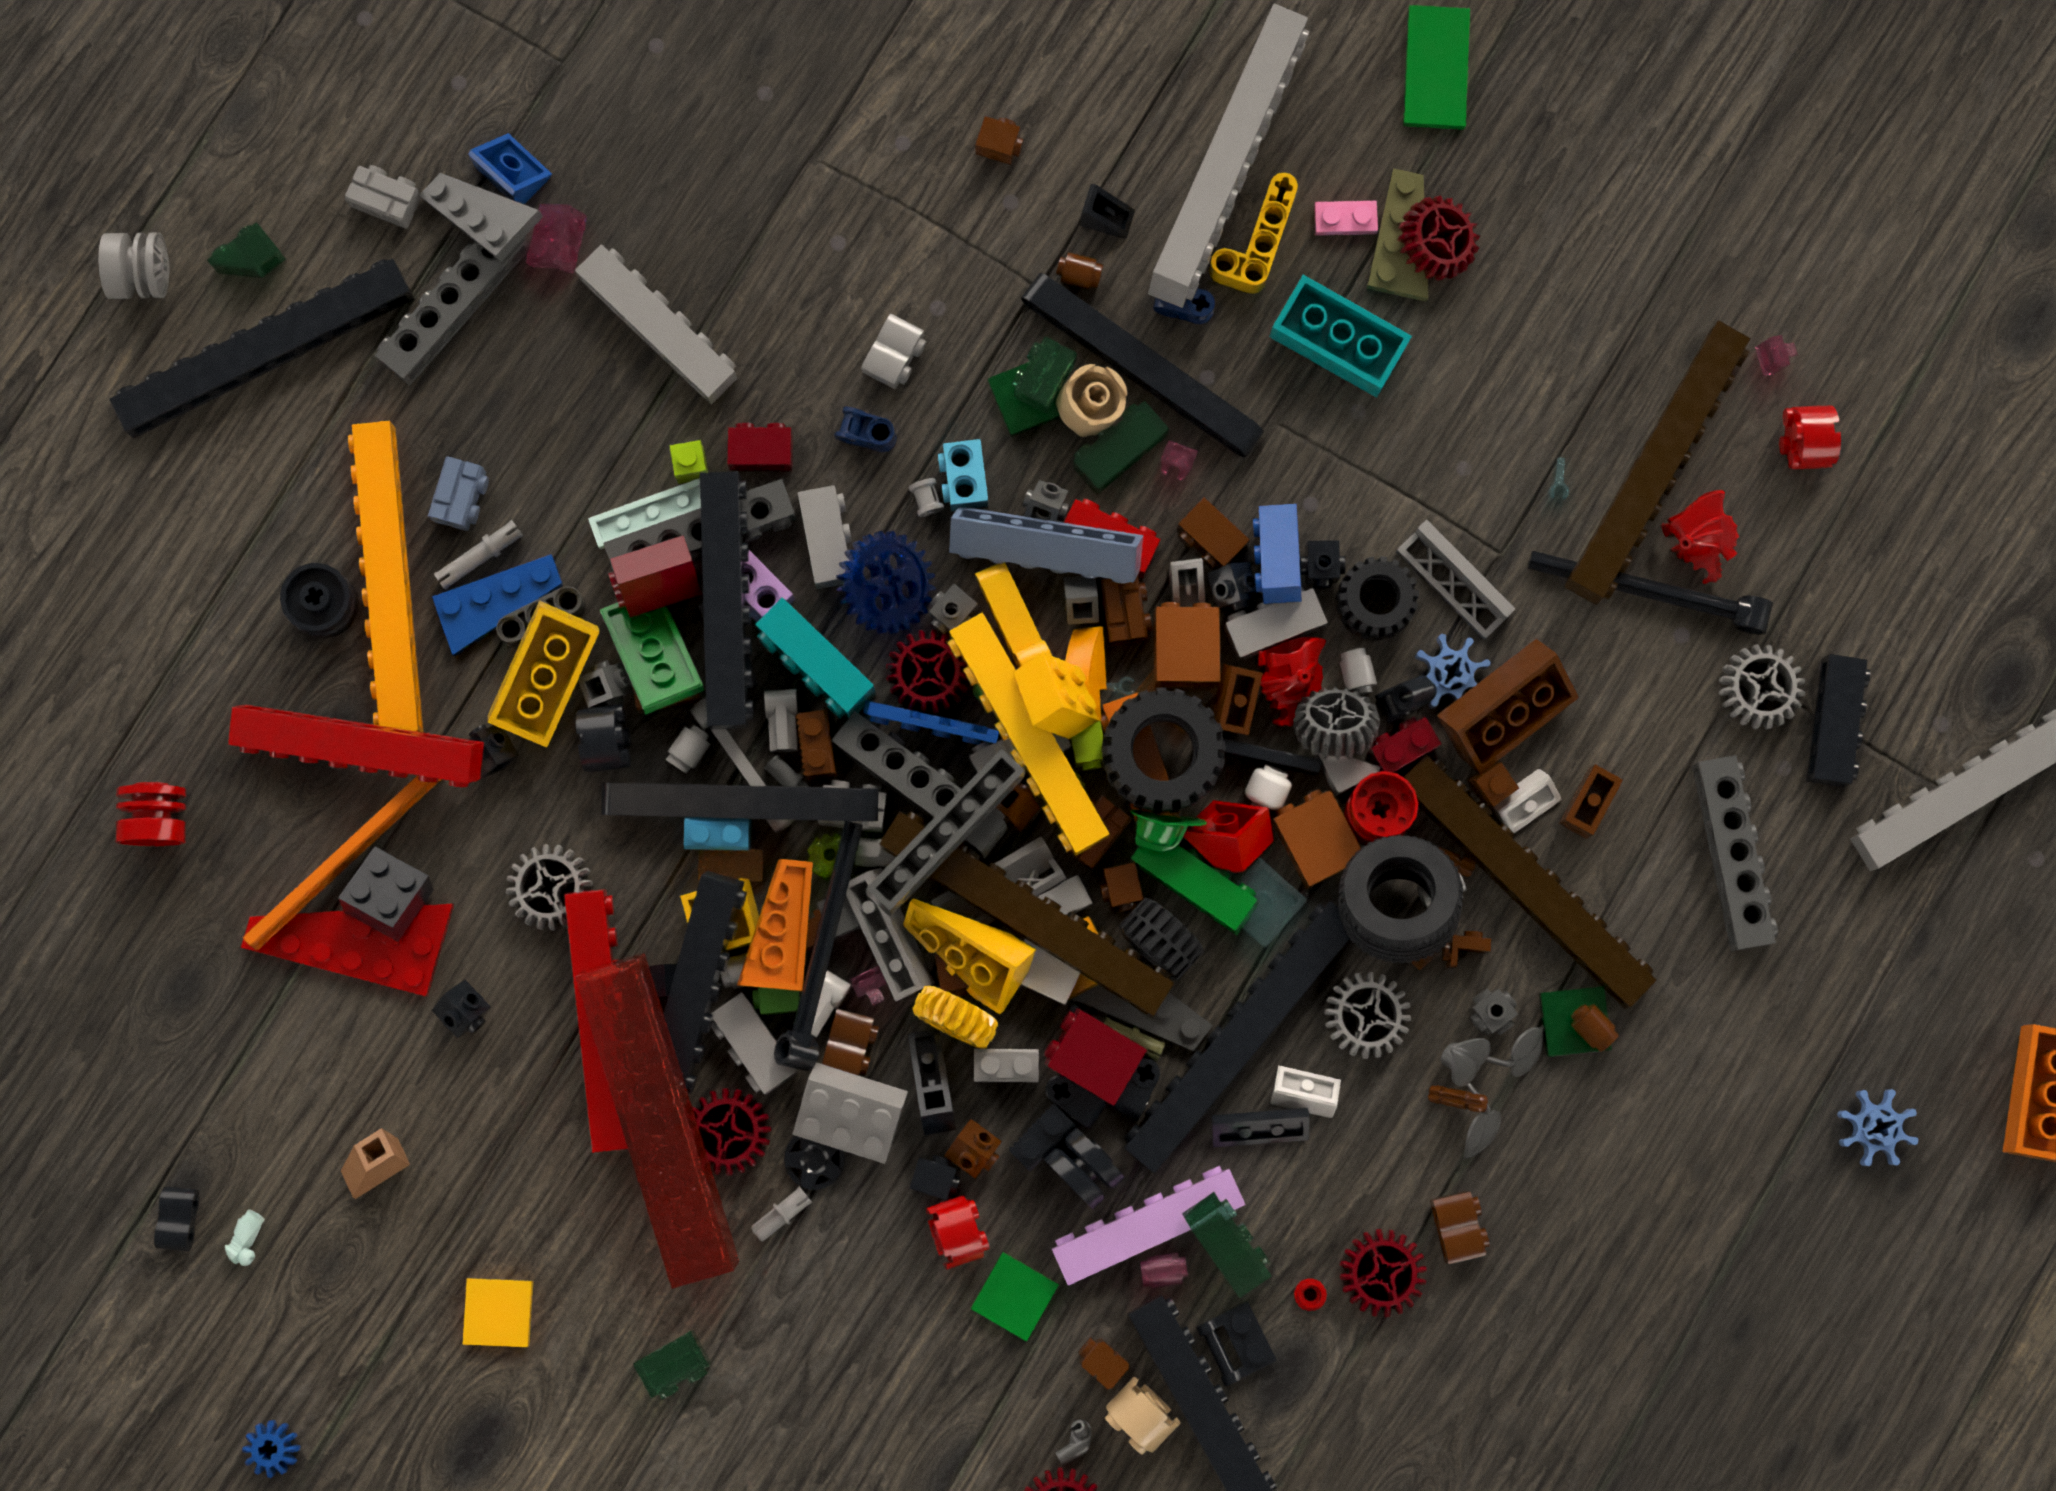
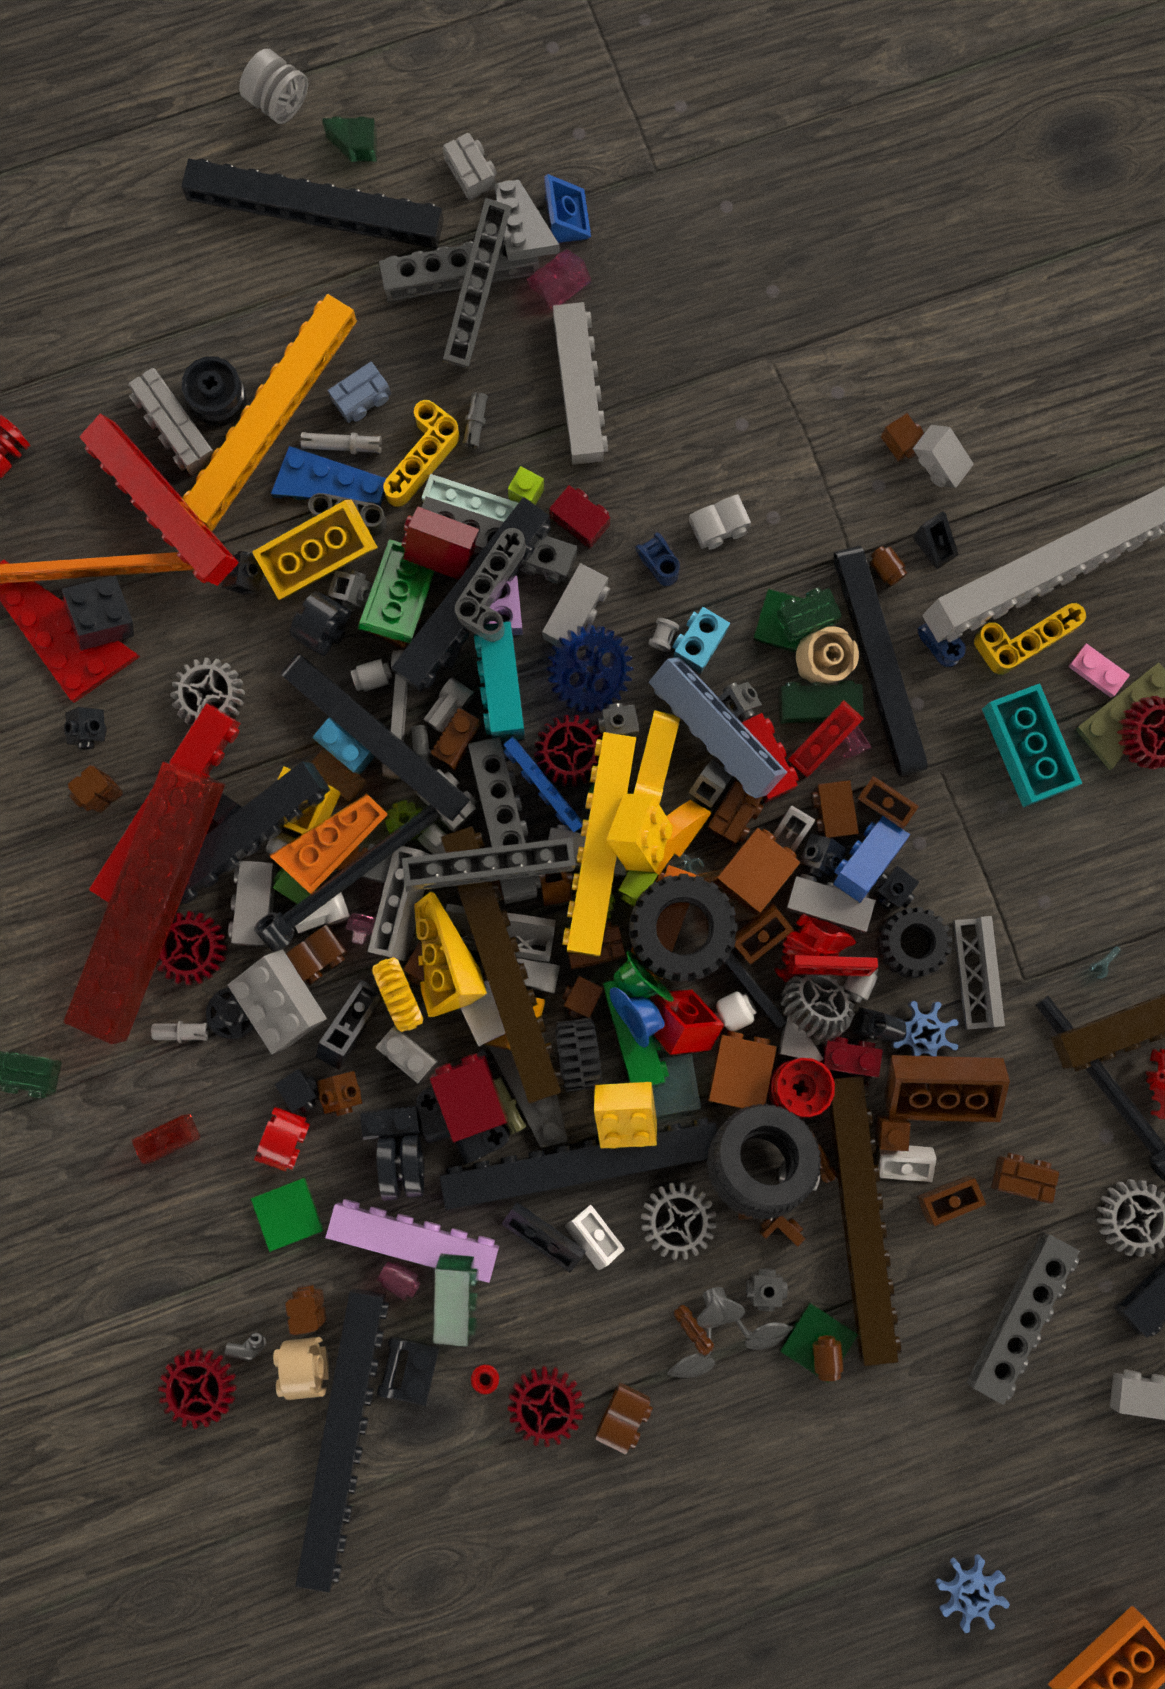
camera: 40 degrees right, 0 degrees up
(301, 660) = (171, 420): none -> light grey brick
(490, 306) = (477, 283): none -> dark grey brick
(520, 1058) = (94, 790): none -> reddish brown brick
(563, 512) = (416, 457): none -> yellow beam
(587, 434) = (475, 420): none -> dark grey pin
(740, 571) = (494, 579): none -> dark grey beam
(851, 1317) = (166, 1139): none -> clear red brick
(1050, 131) = (943, 456): none -> light grey brick
(1151, 477) = (825, 738): none -> red tile
(1186, 860) = (638, 1014): none -> blue piece
(1246, 957) = (625, 1115): none -> yellow brick
(1253, 489) = (888, 802): none -> reddish brown brick
(1322, 677) = (833, 965): none -> red tile
(1640, 730) = (1025, 1179): none -> reddish brown brick

